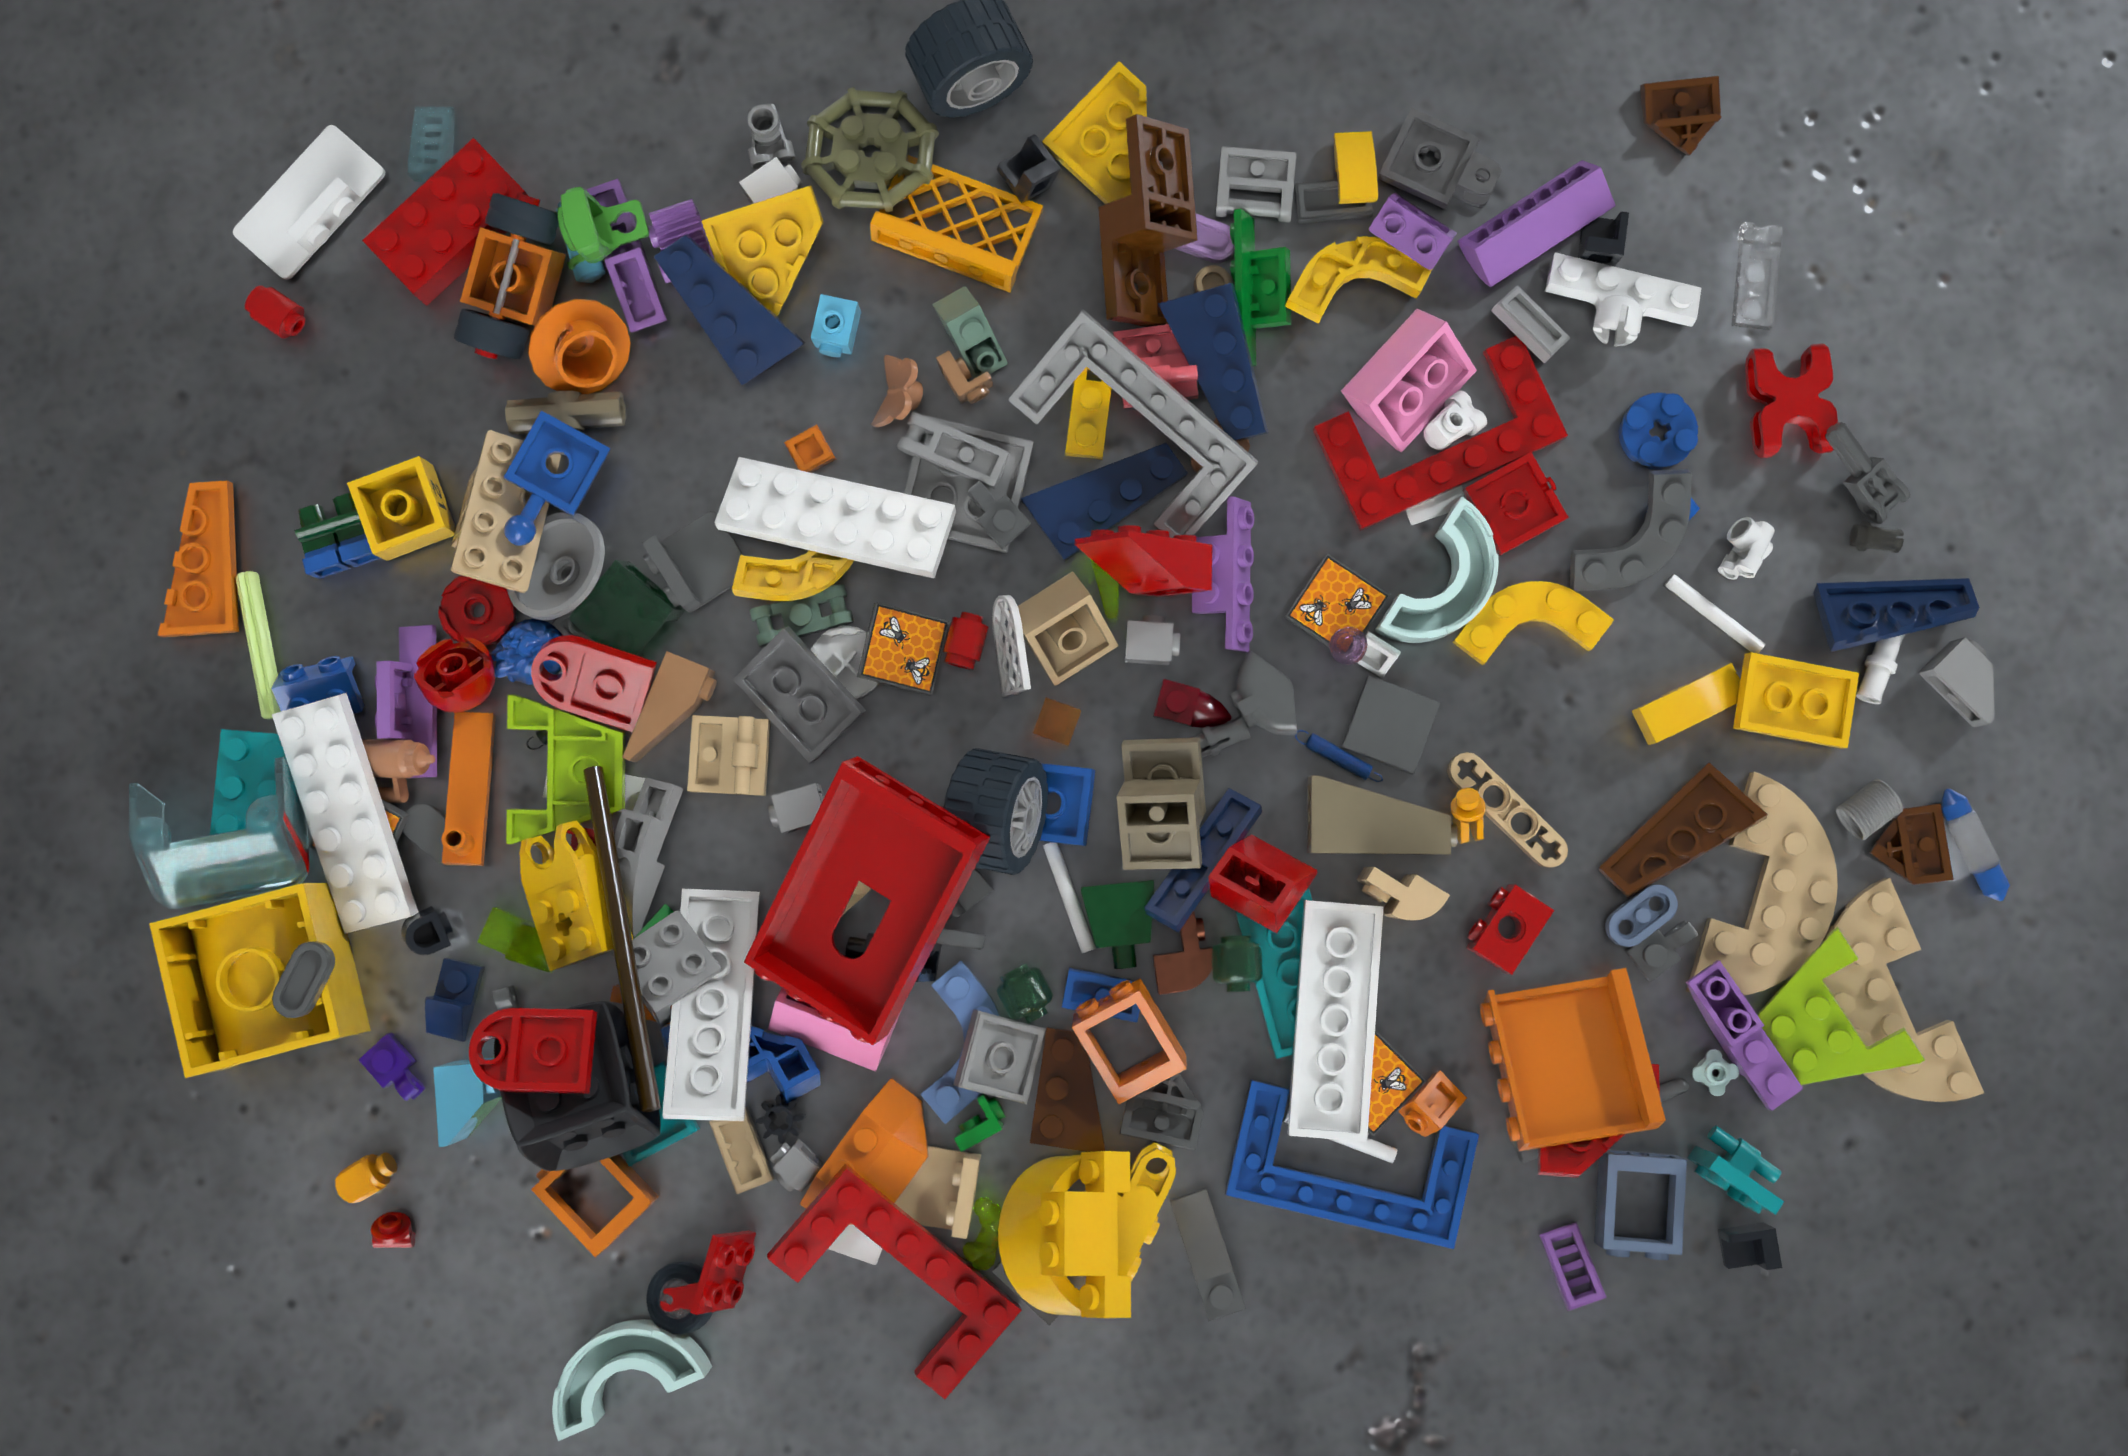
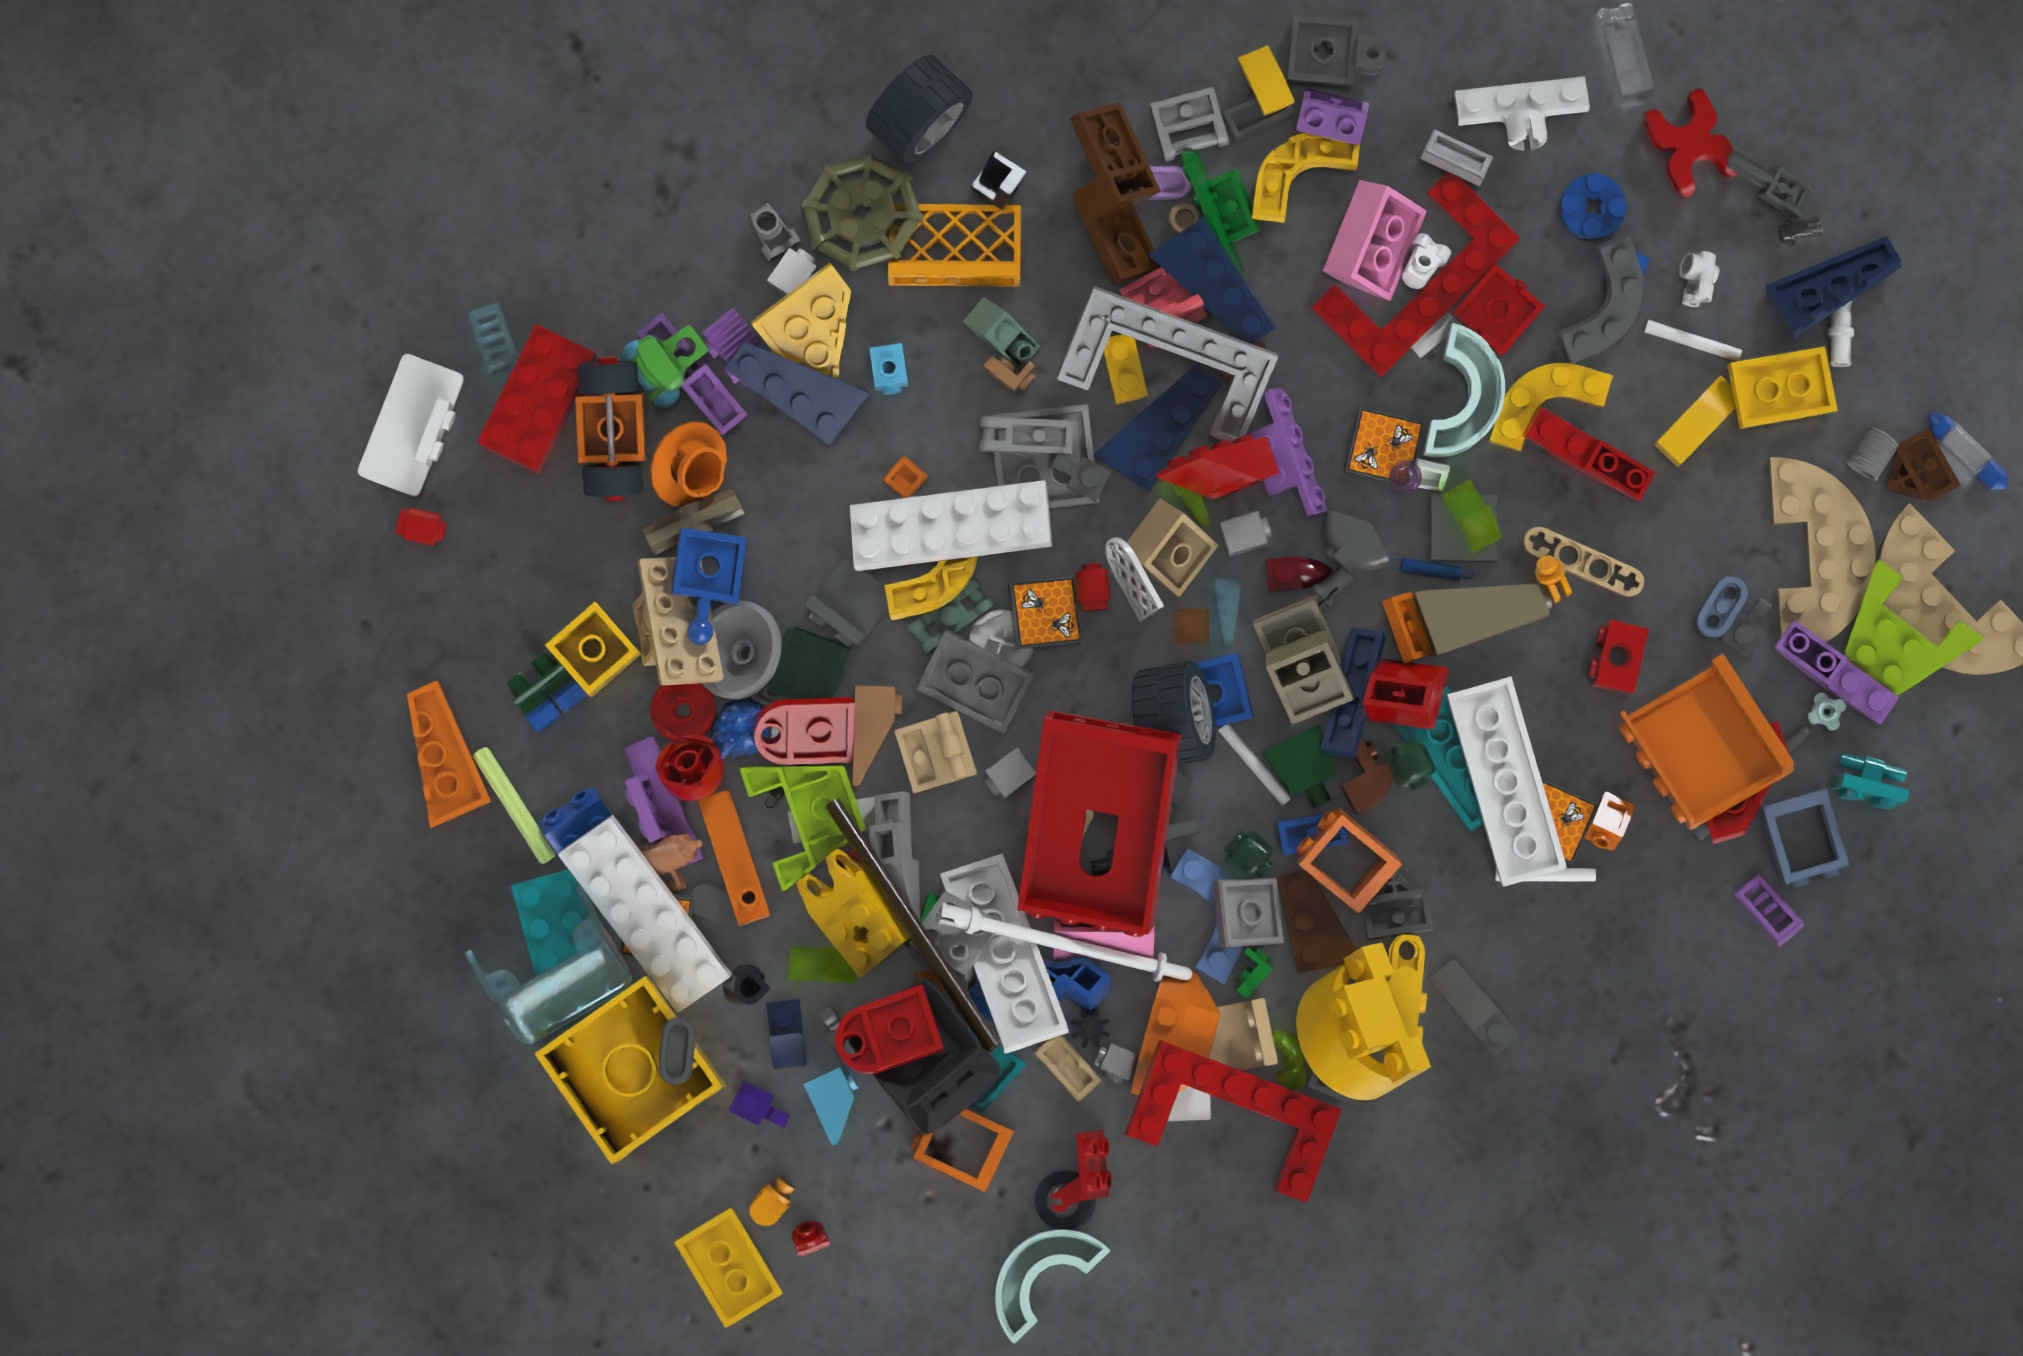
camera: 30 degrees left, 0 degrees up
(292, 1231) = (728, 1267): none -> yellow plate
(688, 957) = (973, 921): none -> white bar
(903, 391) = (964, 400): nougat animal -> none
(1094, 134) = (1044, 134): yellow plate -> none
(1104, 709) = (1227, 600): none -> clear light blue slope
(1289, 810) = (1407, 627): none -> orange plate
(1405, 715) = (1472, 516): none -> clear neon green slope
(1408, 899) = (1529, 663): tan brick -> none
(1426, 1220) = (1641, 914): blue plate -> none
(1537, 222) = (1431, 71): medium lavender brick -> none
(1556, 696) = (1588, 455): none -> red slope
(1604, 239) = (1489, 65): black panel -> none
(1686, 827) = (1731, 523): reddish brown wing -> none
(1750, 1246) = (1903, 840): black panel -> none
(1964, 680) = (1911, 320): light grey slope -> none

